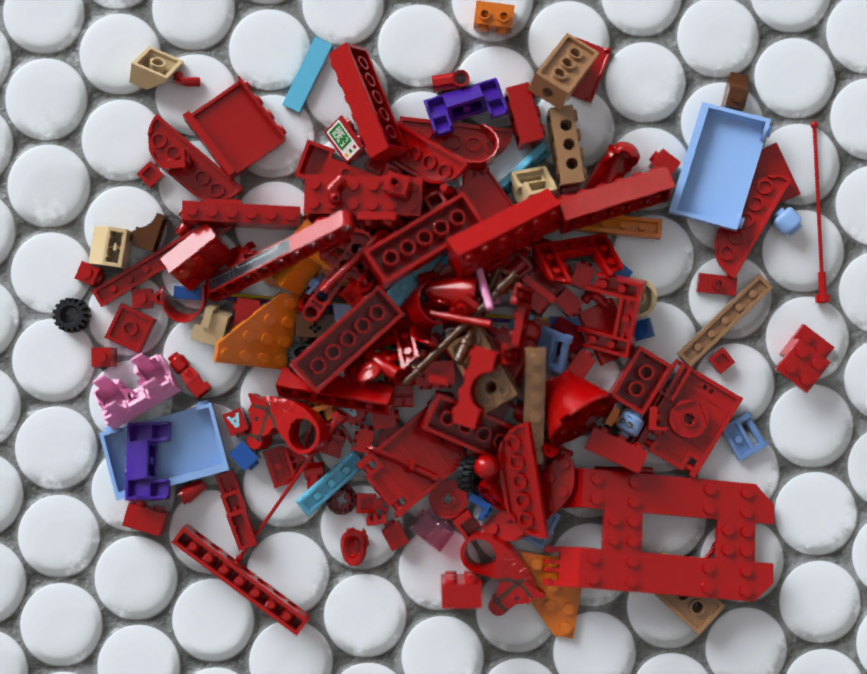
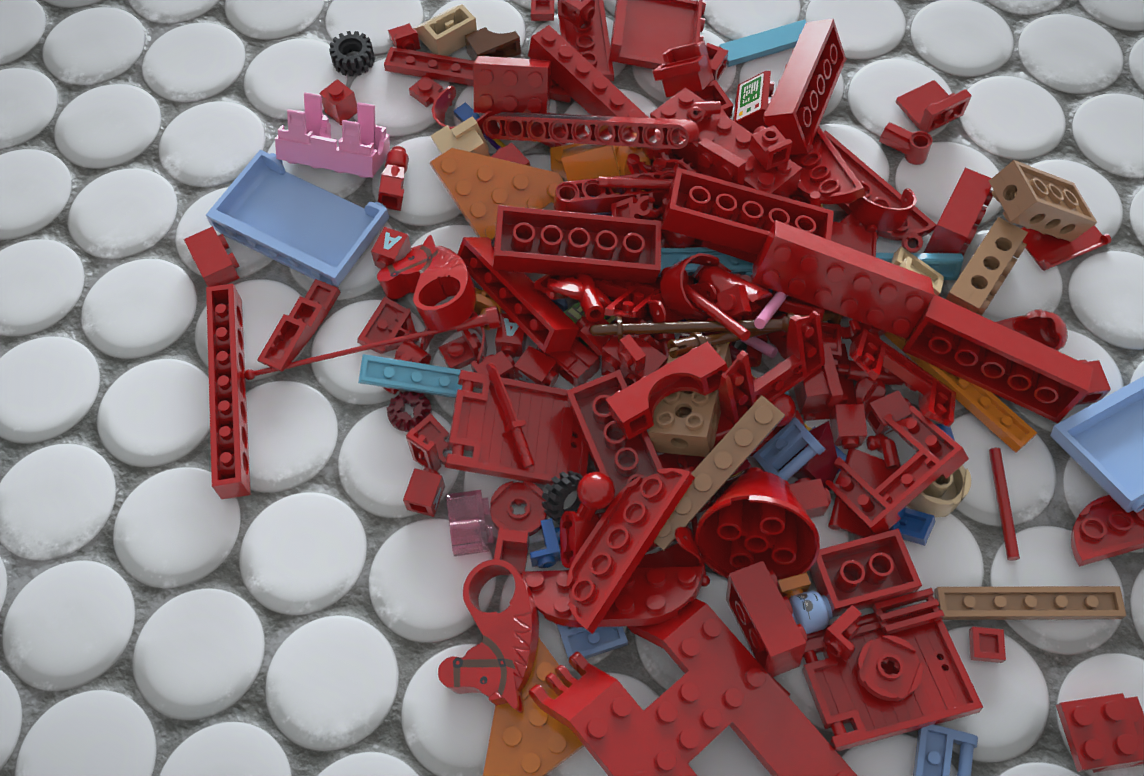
camera: 50 degrees right, 25 degrees down
(130, 328) = (391, 102): red tile -> none
(142, 461) = (267, 201): dark purple bracket -> none
(191, 491) = (278, 273): red cone -> none
(245, 456) = (363, 285): blue brick -> none
(287, 152) = (685, 68): none -> red plate
(295, 124) = (718, 59): none -> red bracket
(354, 546) = (372, 464): red hat -> none
(442, 39) = (932, 106): none -> red bracket
(461, 590) = (431, 603): red brick -> none
(465, 103) = (913, 168): dark purple bracket -> none
(493, 17) = (999, 123): orange brick -> none
(512, 159) = (919, 244): none -> red pin
(673, 273) = (1004, 504): none -> red bar
(716, 284) = (1050, 557): red plate -> none

